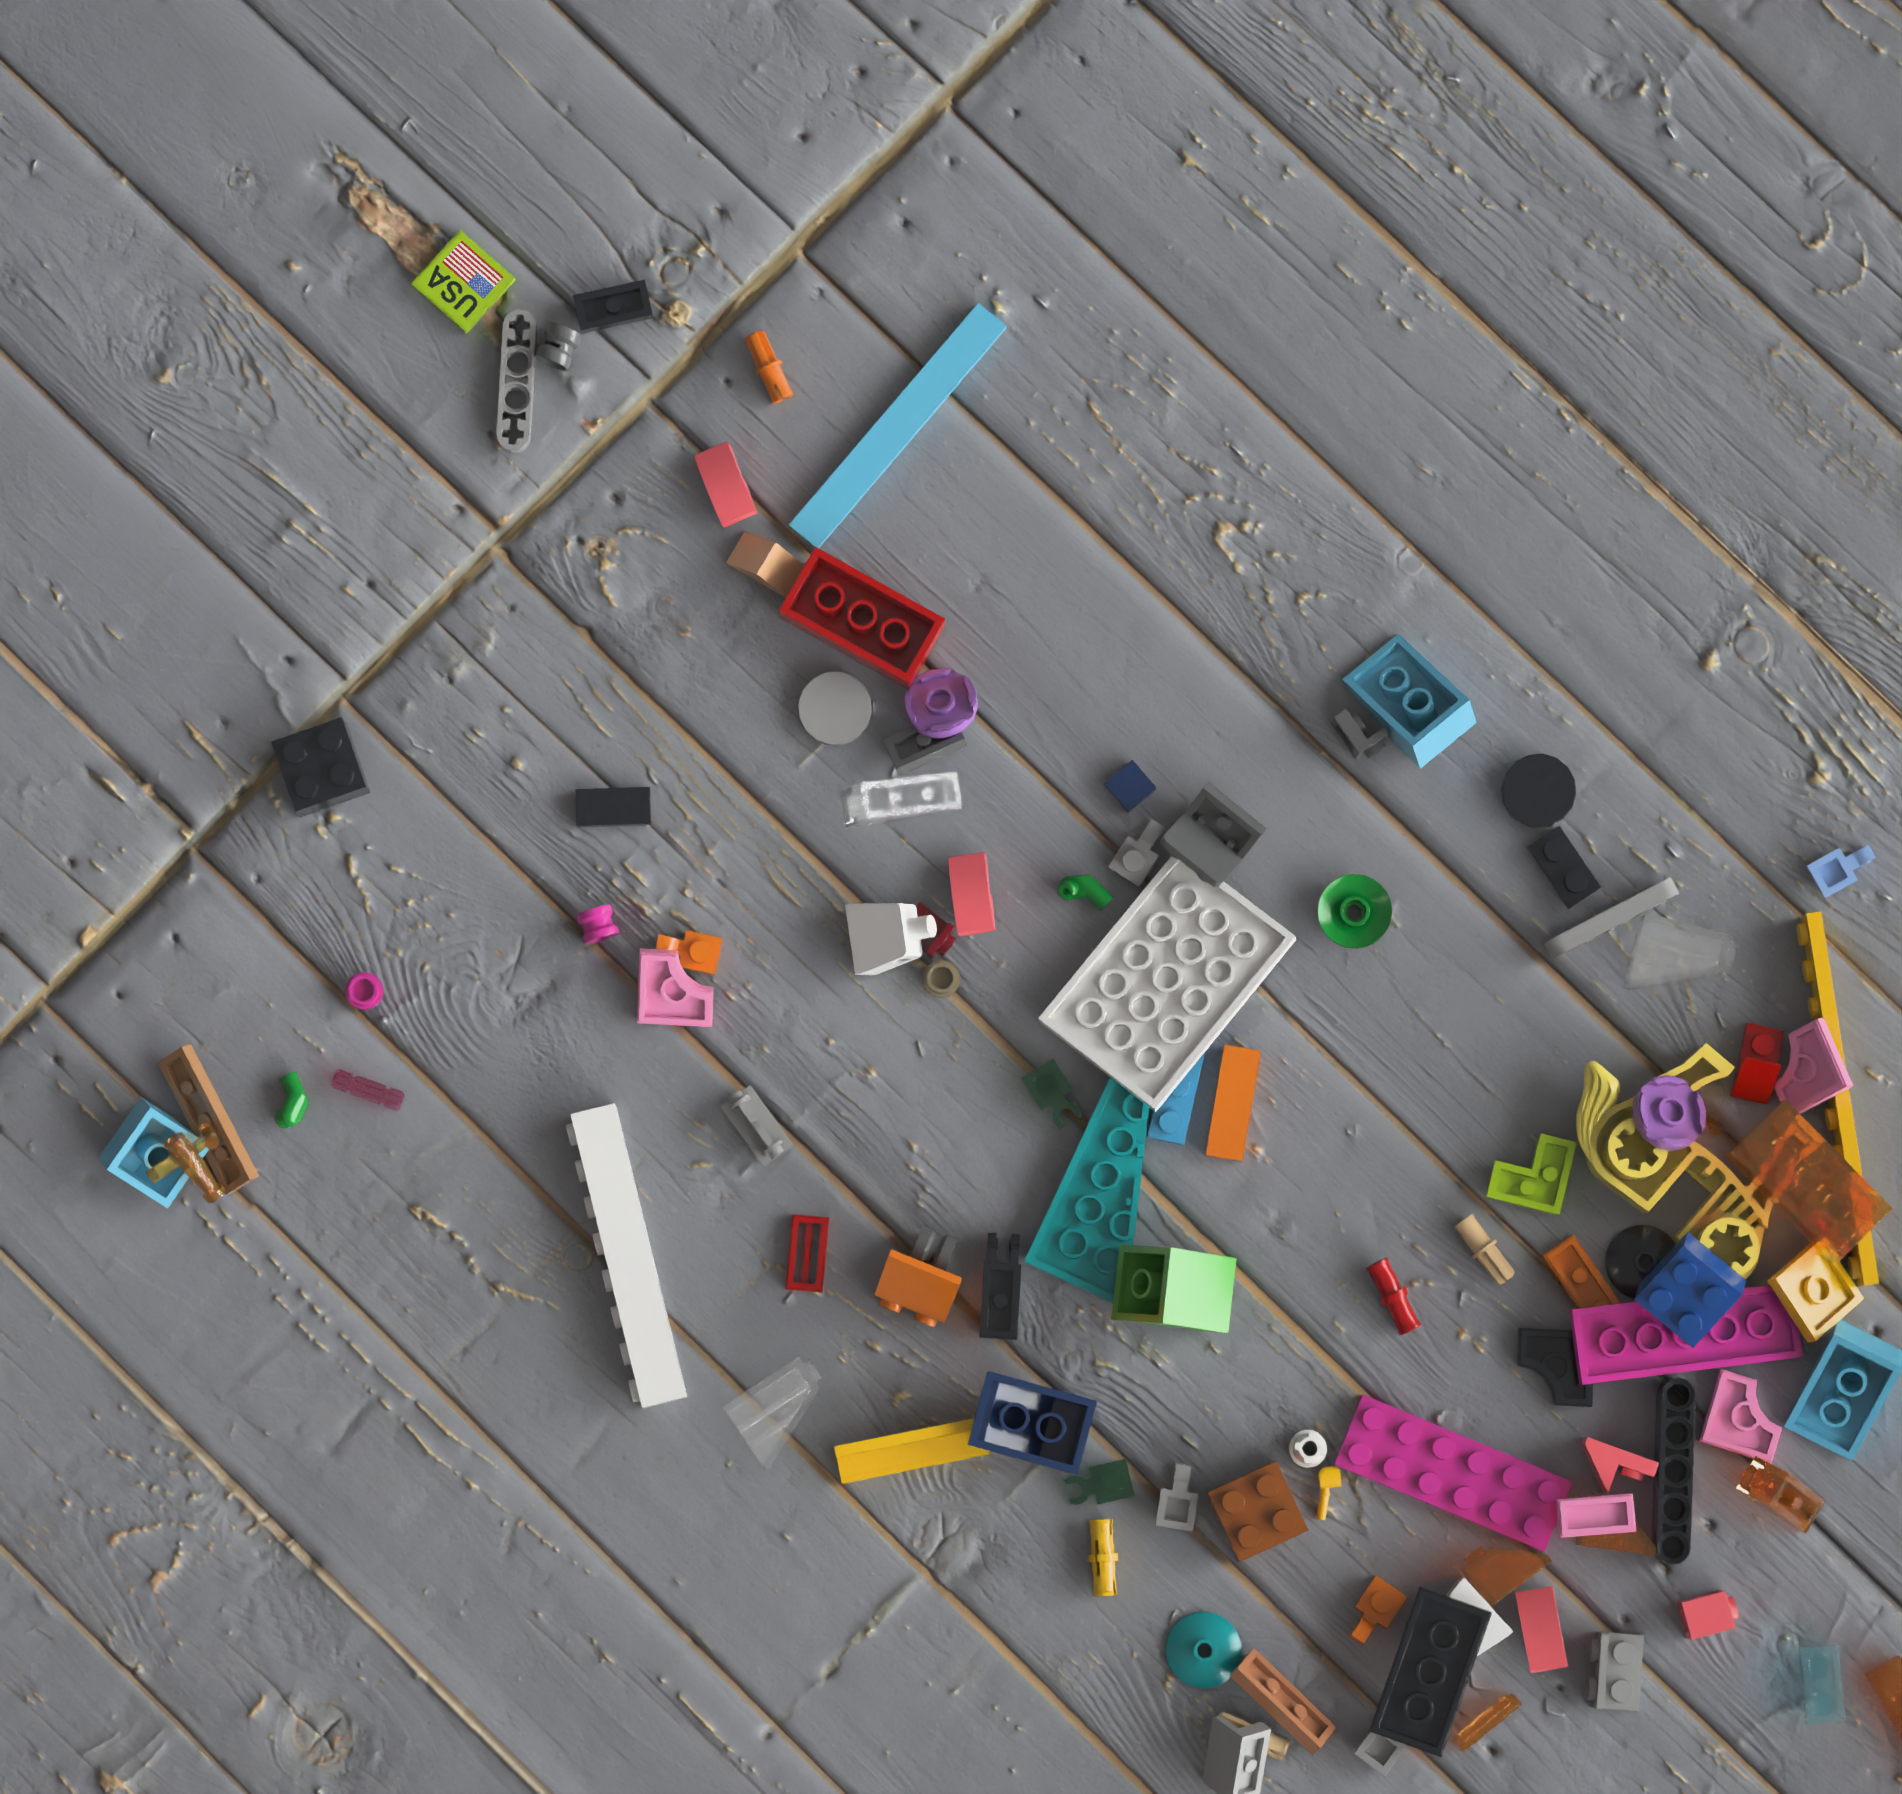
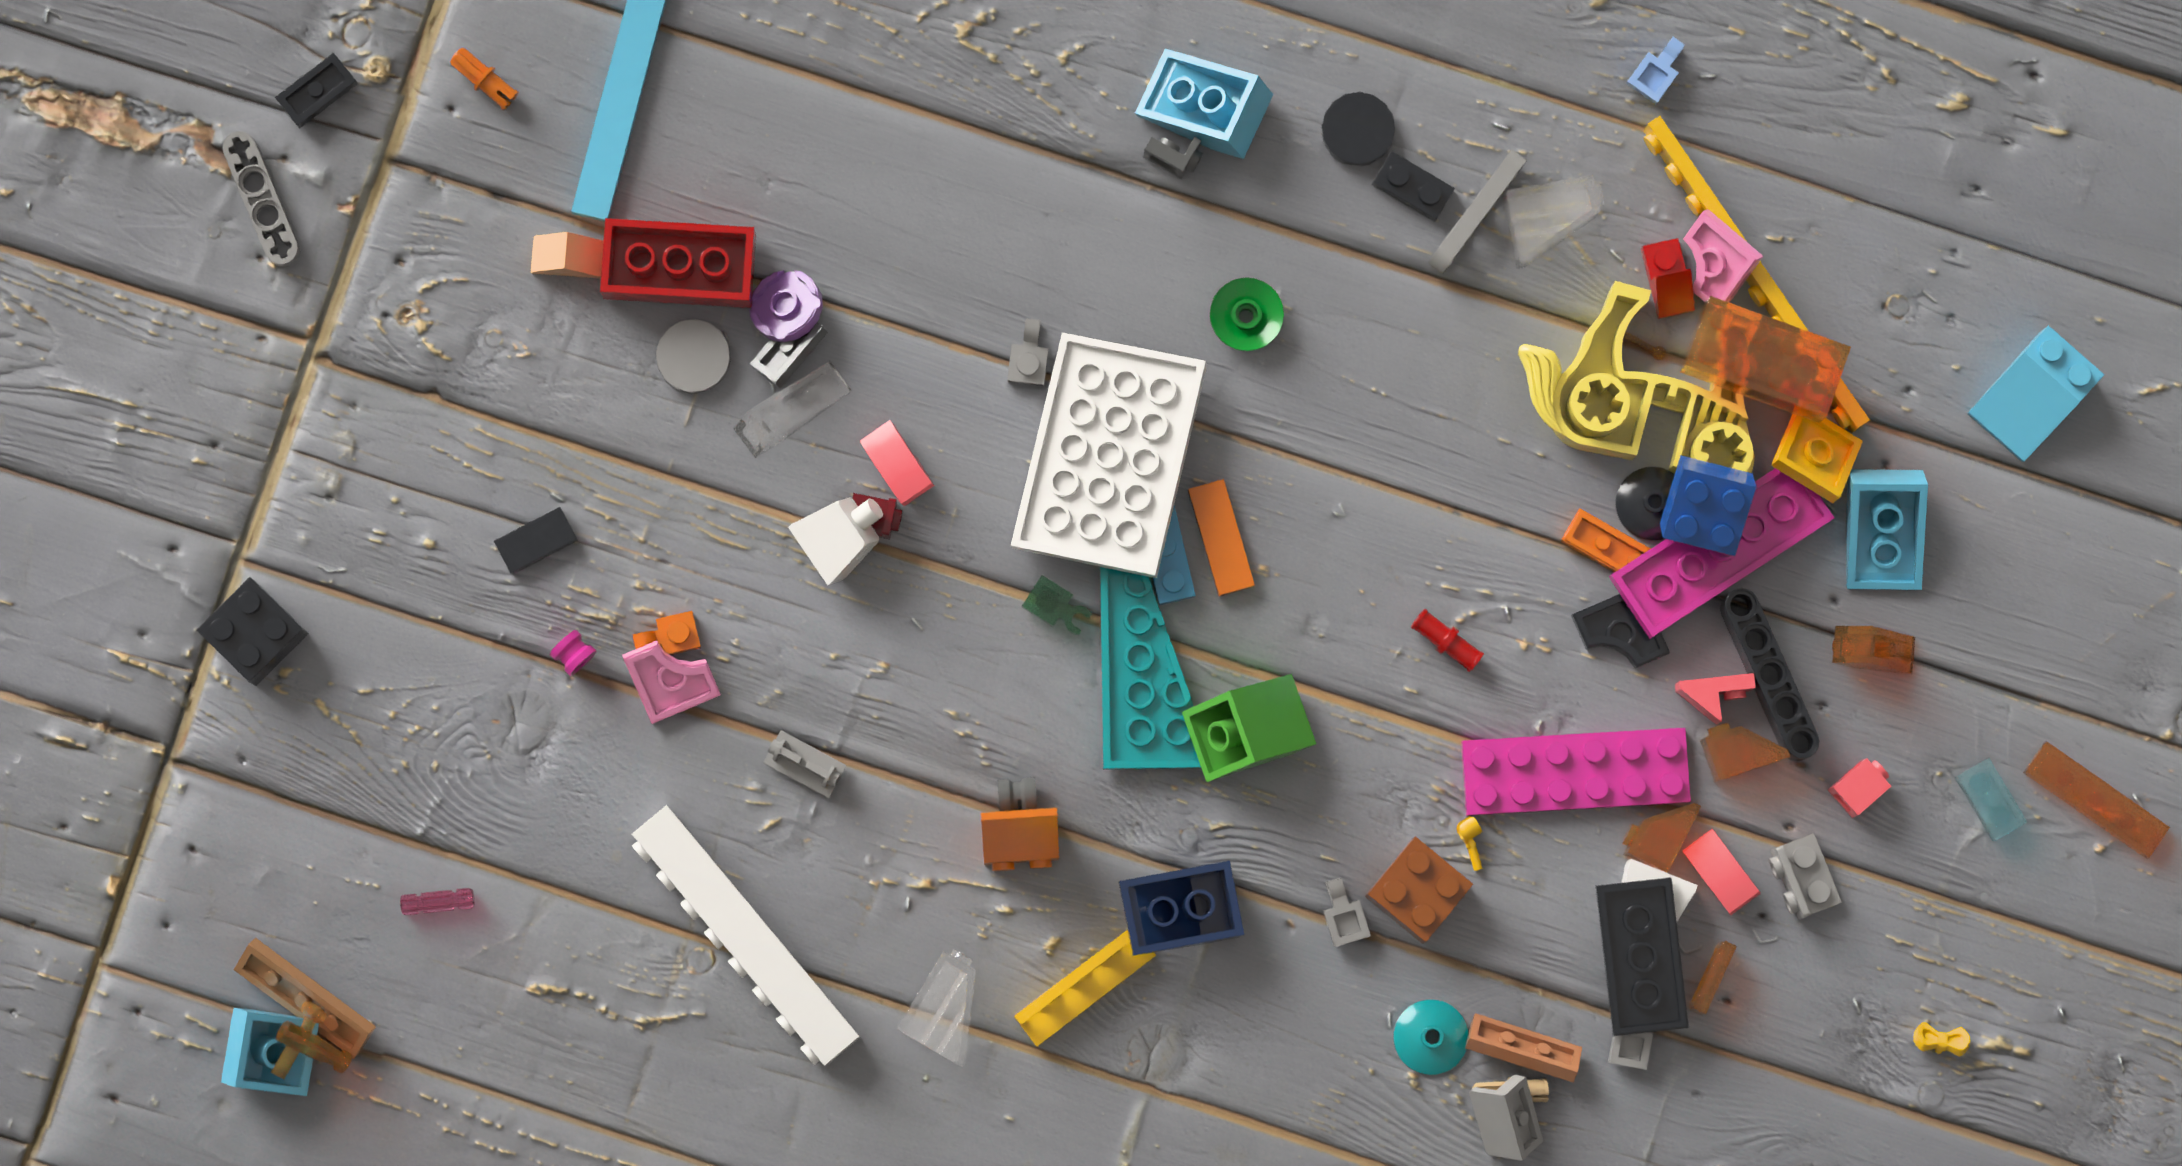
camera: 30 degrees left, 0 degrees up
(295, 1102) = (376, 945): green arm -> none
(364, 991) = (390, 814): dark pink plate -> none
(463, 282) = (168, 132): lime tile -> none
(558, 346) = (284, 149): dark grey wheel -> none
(725, 484) = (496, 202): coral slope -> none
(810, 1221) = (894, 826): red tile -> none
(941, 979) = (906, 552): dark tan plate -> none
(1000, 1292) = (1095, 806): black hinge -> none
(1084, 887) = (994, 409): green arm -> none
(1103, 1557) = (1302, 998): yellow pin -> none
(1107, 1482) = (1273, 930): clear green plate -> none
(1130, 786) = (992, 299): dark blue tile -> none
(1212, 836) = (1087, 307): dark grey bracket -> none
(1297, 1453) = (1428, 820): white hose -> none
(1378, 1605) = (1566, 921): orange plate -> none
(1484, 1249) = (1508, 559): tan axle -> none
(1542, 1185) = (1529, 480): lime plate -> none
(1595, 1515) = (1720, 746): bright pink tile -> none
(1669, 1113) = (1612, 358): medium lavender tile -> none
(1736, 1421) = (1802, 603): bright pink tile -> none

